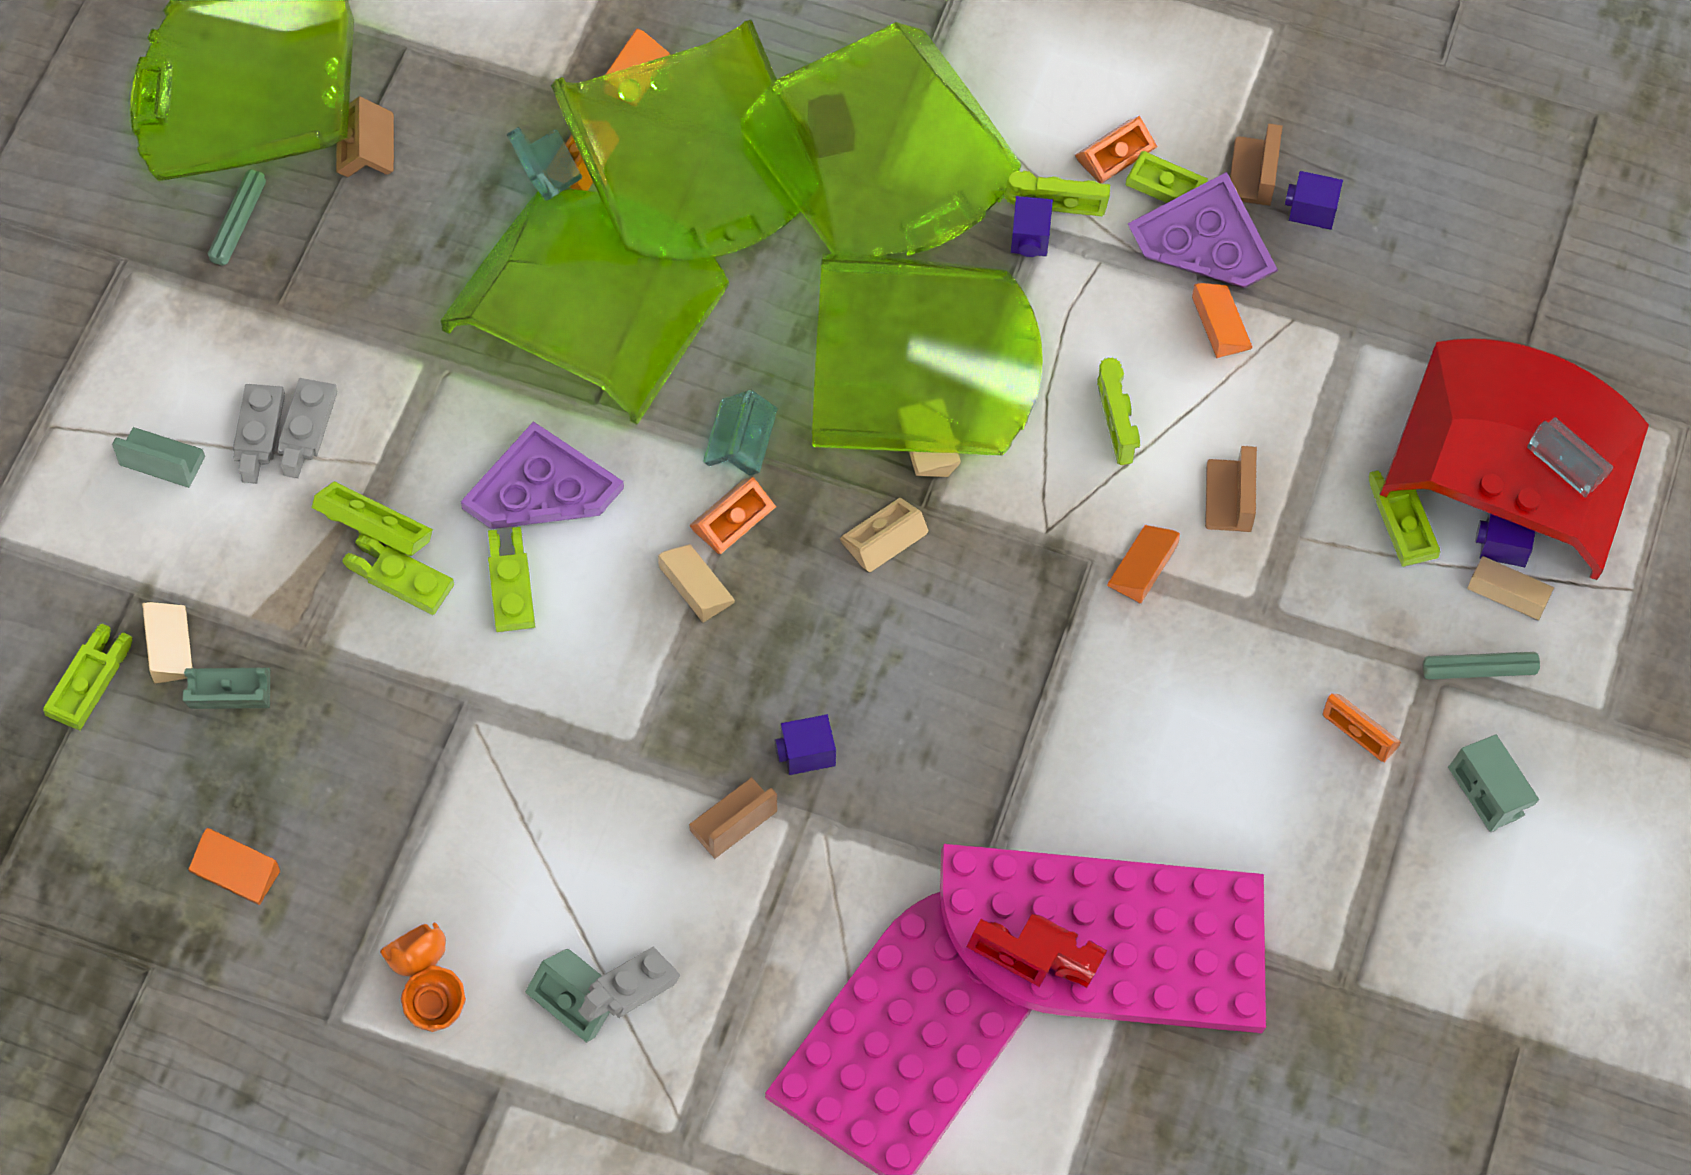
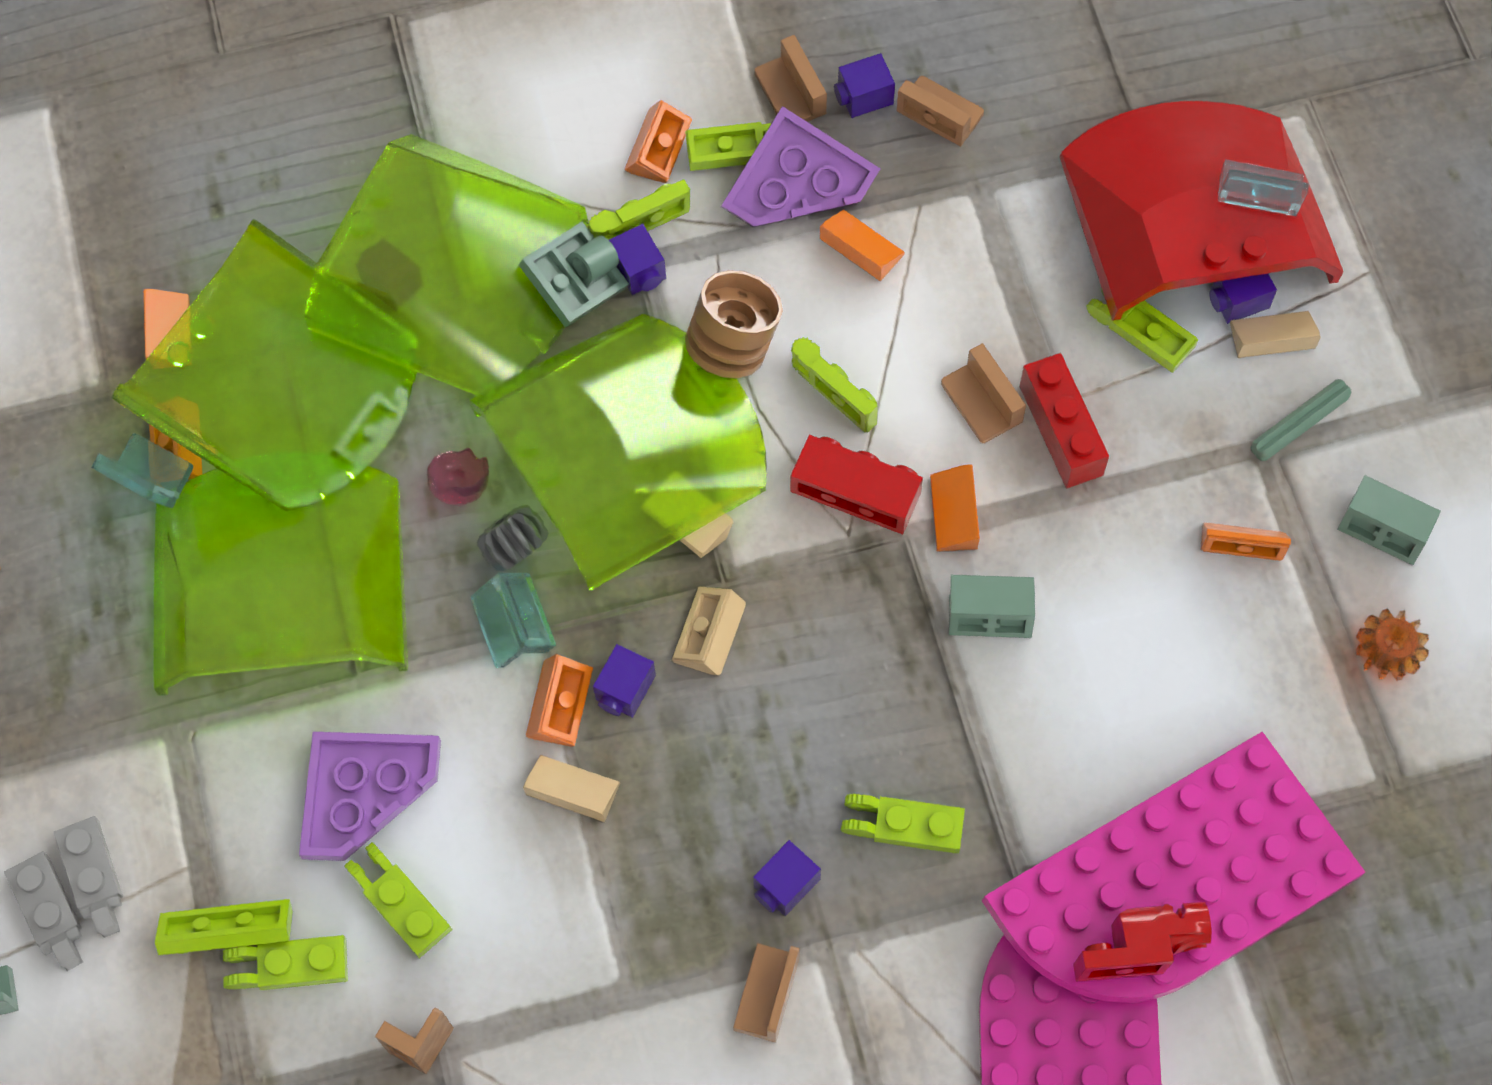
camera: 30 degrees left, 5 degrees up
(452, 686) = (423, 1049): none -> medium nougat panel
(773, 304) = (458, 477): none -> clear pink hair
(781, 371) = (512, 538): none -> dark grey gear
(789, 528) = (623, 682): none -> dark purple brick
(931, 765) = (907, 823): none -> lime hinge
(972, 206) = (575, 273): none -> sand green plate
(1066, 314) = (733, 324): none -> medium nougat wheel
(1078, 494) = (856, 483): none -> red brick
(1116, 648) = (991, 606): none -> sand green hinge
(1280, 546) = (1063, 420): none -> red brick
(1364, 253) = (938, 109): none -> medium nougat panel
(1404, 871) = (1401, 633): none -> clear orange gear

